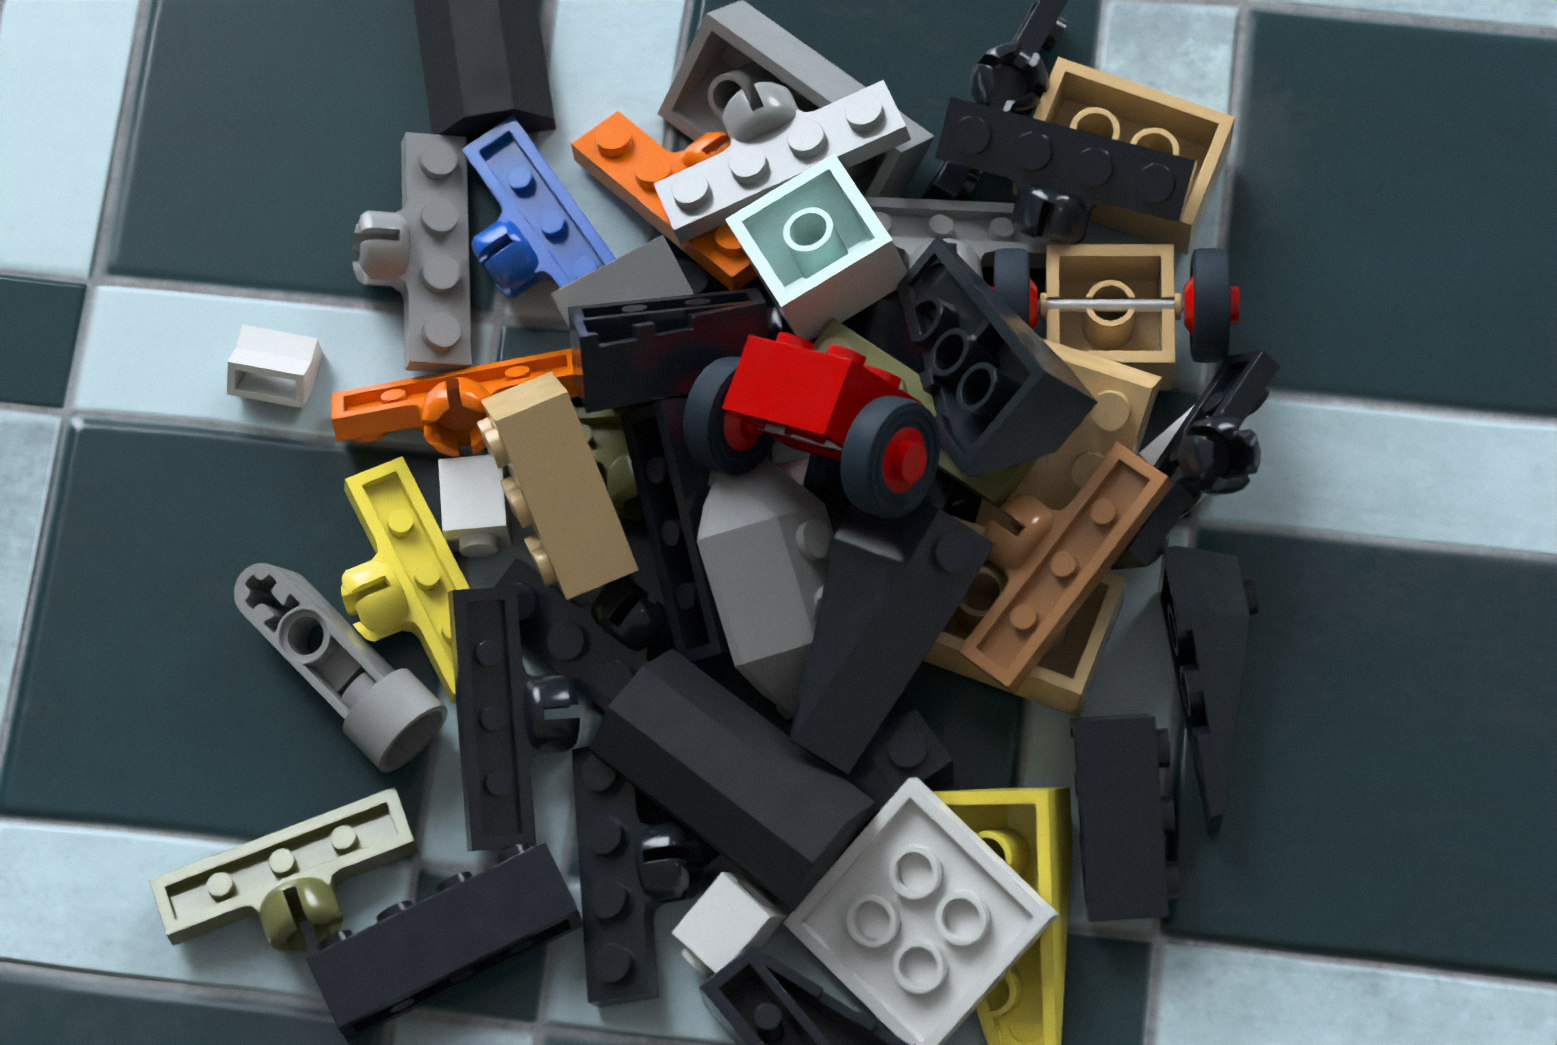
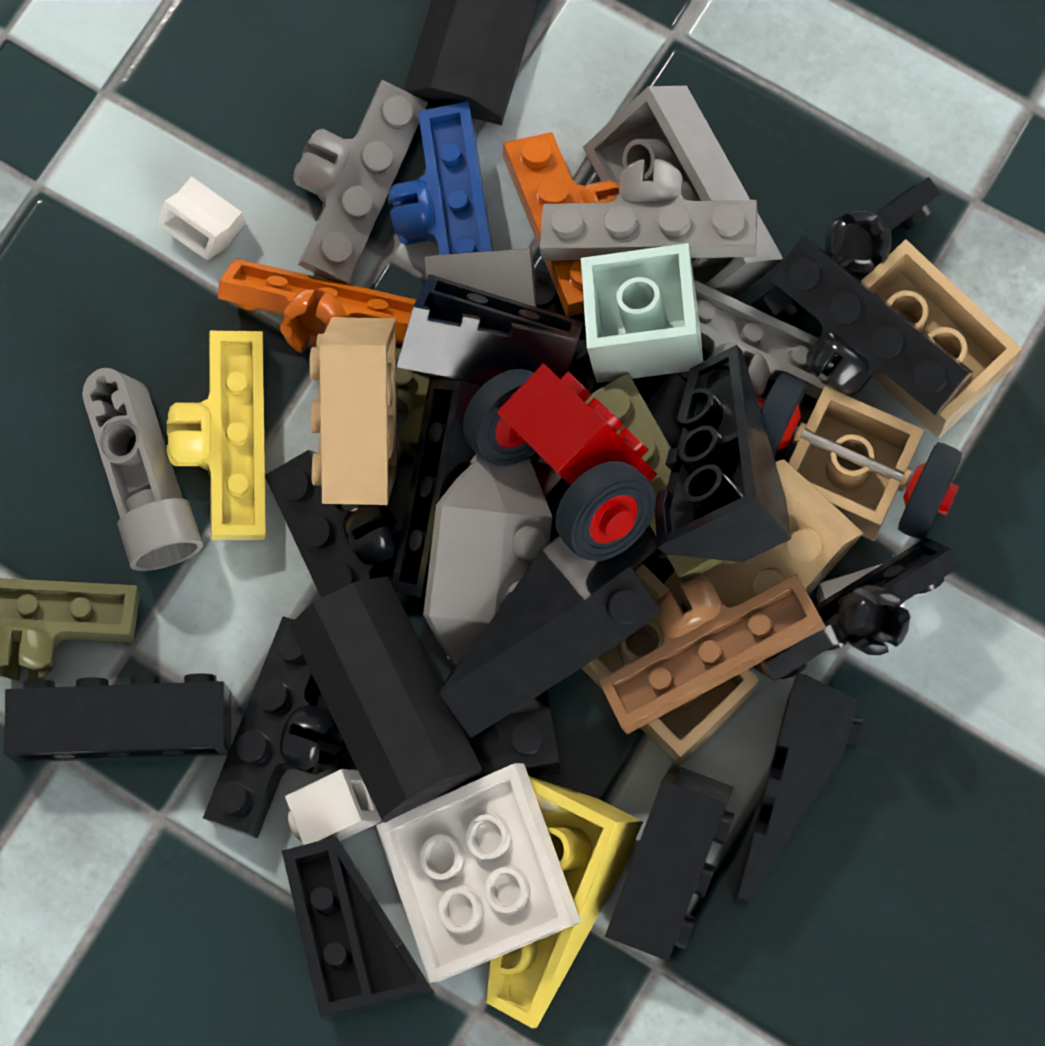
camera: 25 degrees right, 5 degrees up
(474, 505) = (291, 395): white brick -> none
(501, 717) = (238, 570): black plate -> none

